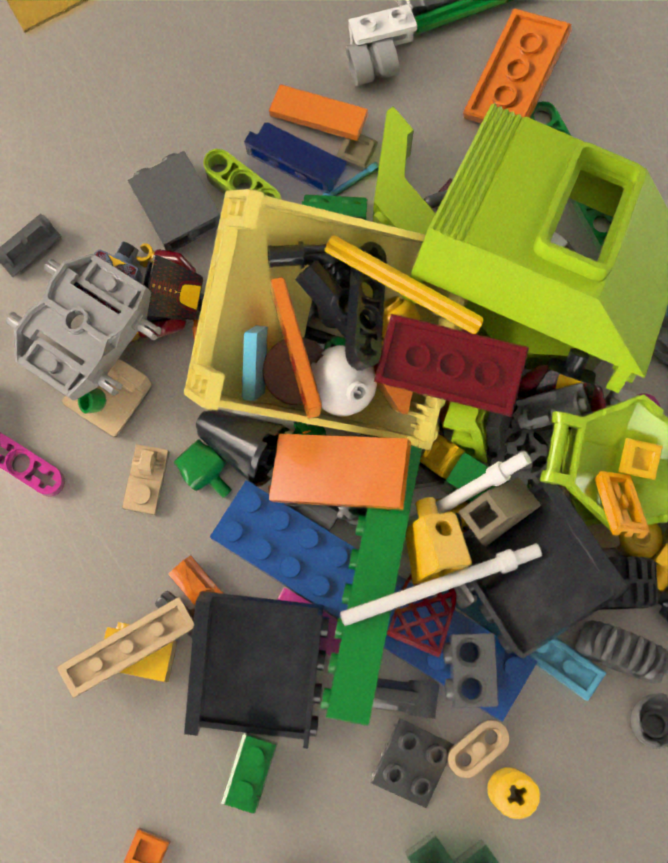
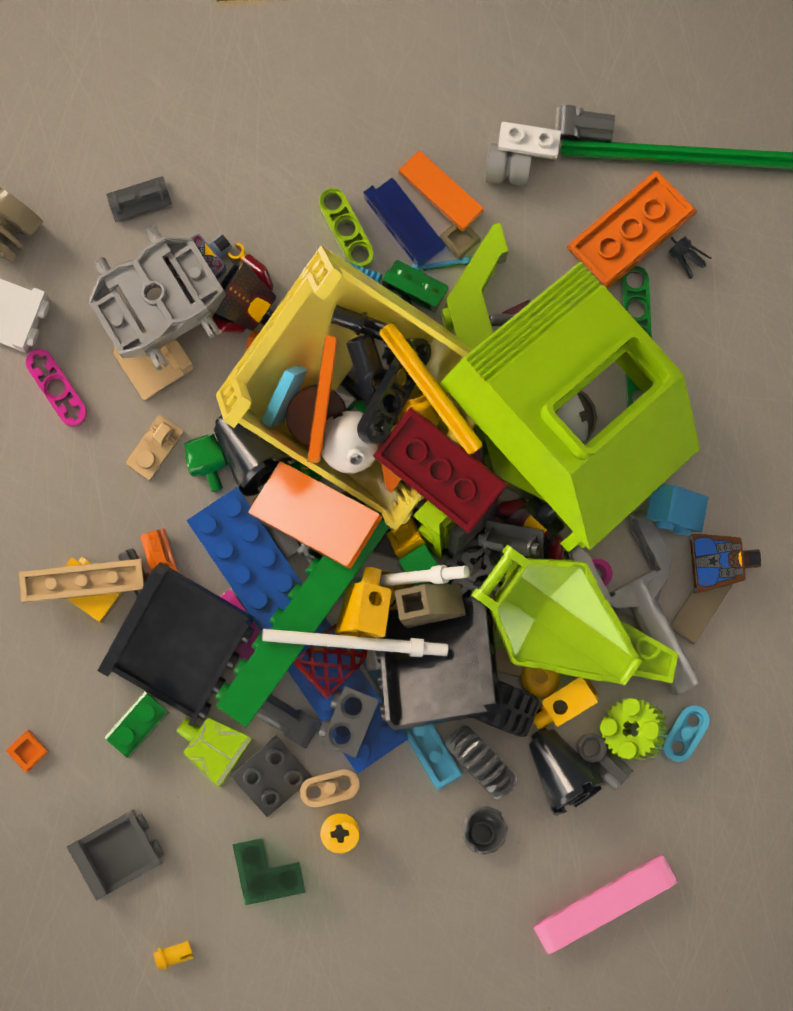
camera: 15 degrees right, 5 degrees up
(92, 401) = (138, 364): green hinge -> none
(175, 201) = (282, 217): dark grey panel -> none
(340, 760) = (214, 747): none -> lime torso
(578, 70) = (684, 247): none -> black piece
(616, 503) = (522, 640): light orange tile -> none
(640, 459) = (562, 613): yellow tile -> none

